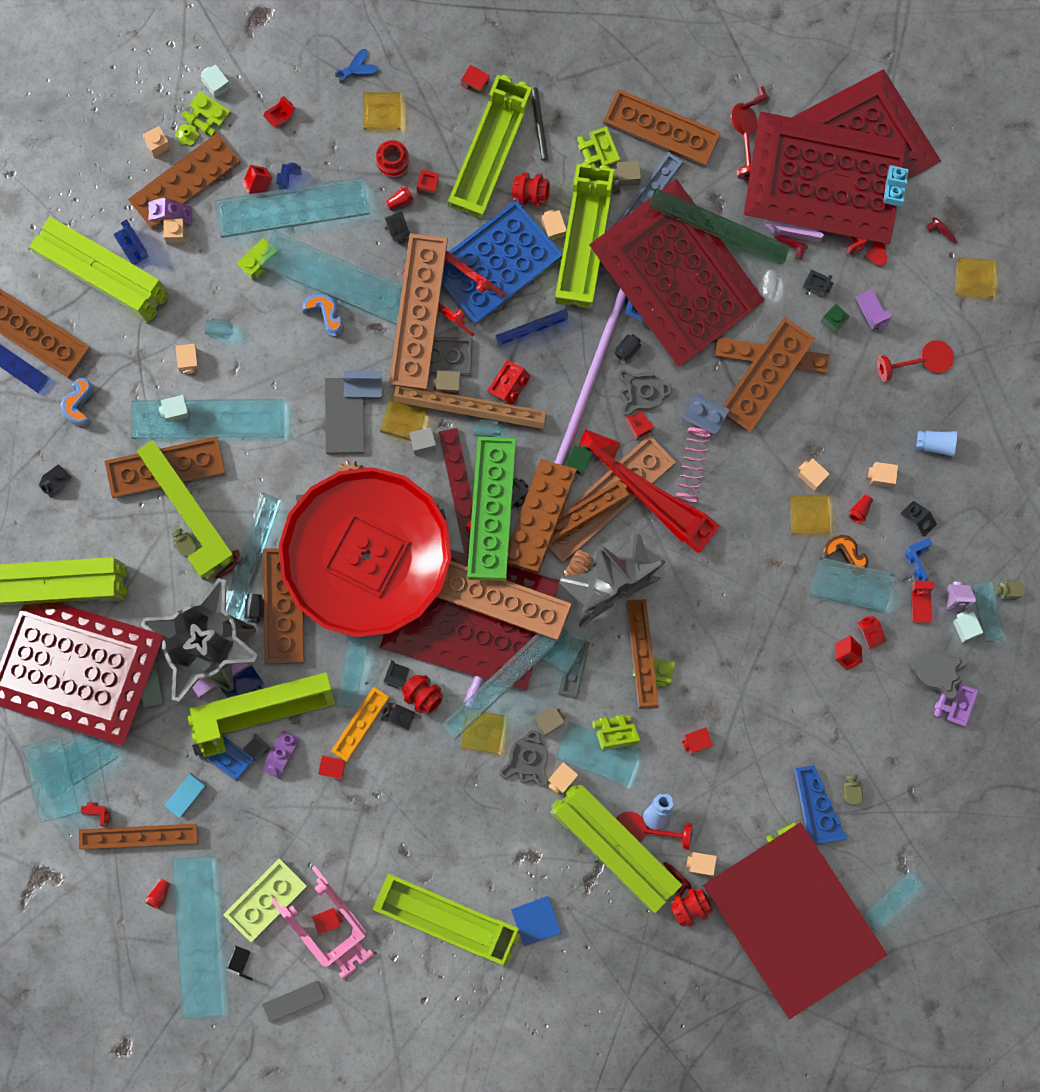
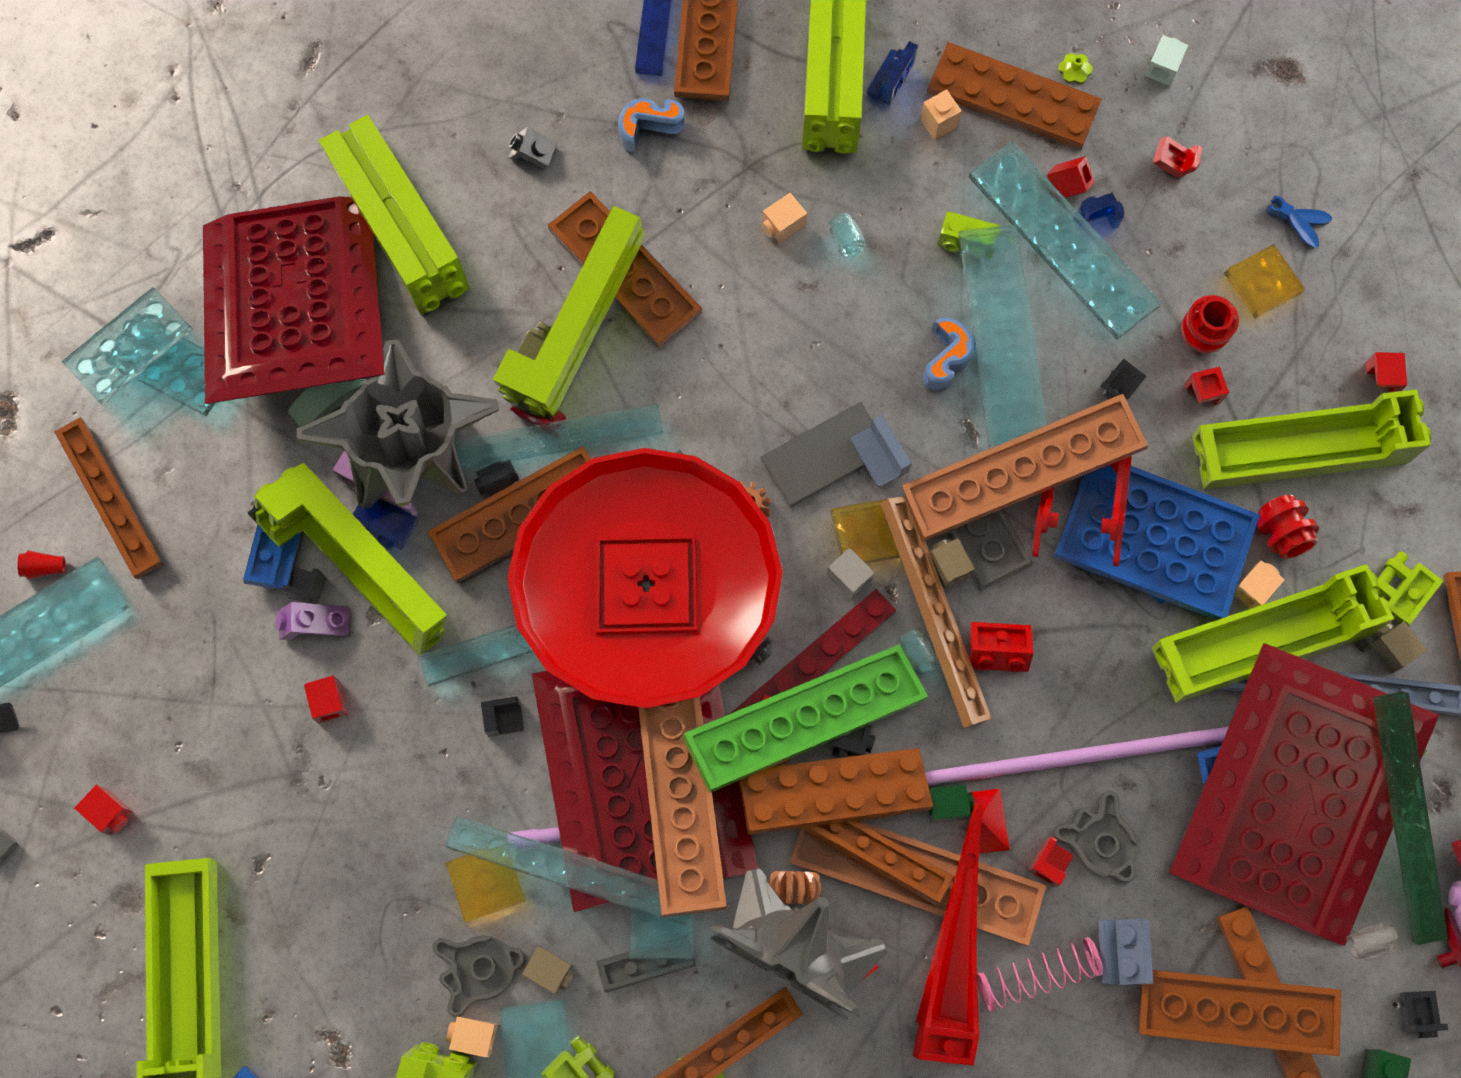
camera: 65 degrees right, 5 degrees down
(94, 810) = (119, 433): red bracket -> none
(156, 141) = (1042, 33): light nougat brick -> none
(170, 209) = (965, 91): medium lavender bracket -> none
(174, 409) = (705, 234): light aqua brick -> none
(184, 795) = (193, 526): medium azure slope -> none
(209, 109) = (1125, 75): lime plate -> none
(211, 418) = (721, 289): clear light blue plate -> none
(255, 910) = (96, 710): yellowish green plate -> none
(346, 952) = (69, 860): bright pink piece -> none
(360, 724) = (409, 705): light orange tile -> none
(397, 715) = (446, 750): black bracket -> none
(400, 198) = (1164, 366): red cone -> none
(419, 691) = (490, 773): red piece -> none
(531, 327) = (1097, 634): clear blue tile -> none
(539, 124) = (1384, 490): pearl dark grey bar -> none
(628, 347) = (1151, 784): black brick -> none

